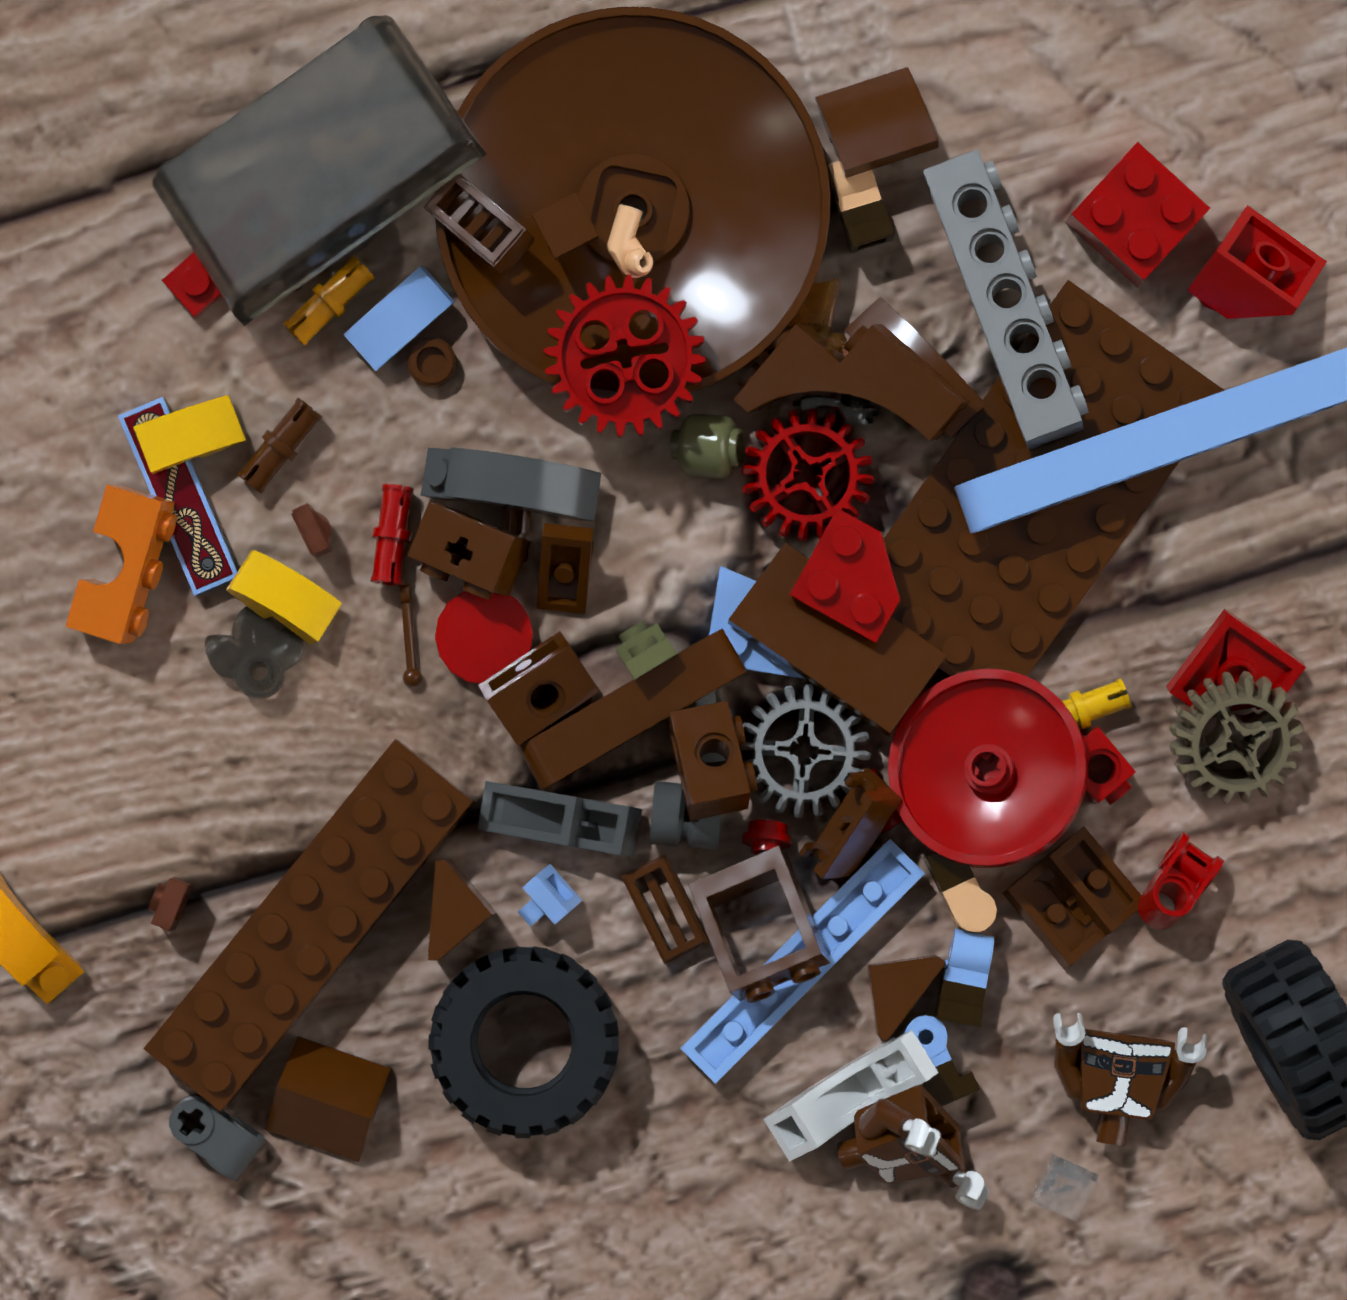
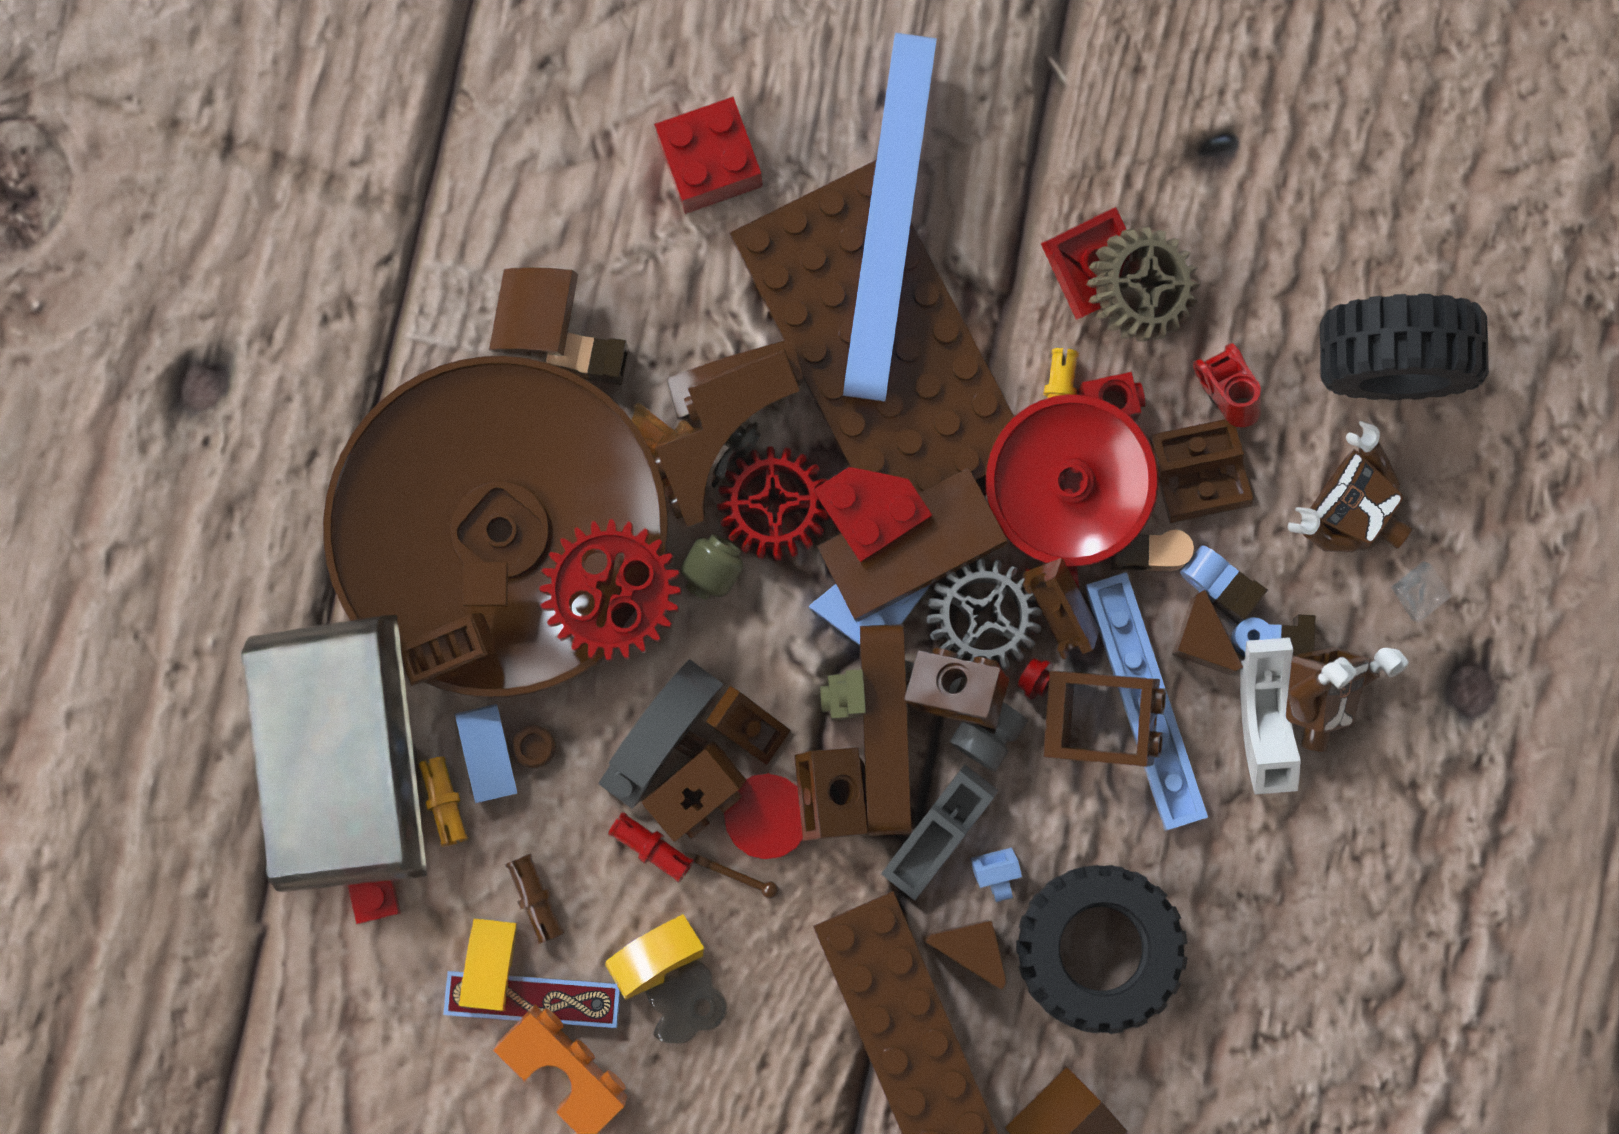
camera: 65 degrees left, 5 degrees down
(313, 529) = (614, 905): copper tile -> none
(625, 247) = (527, 546): light nougat arm -> none
(646, 871) = (1087, 788): reddish brown tile -> none
(950, 187) = (824, 306): light grey brick -> none
(1256, 271) = (797, 91): red slope -> none

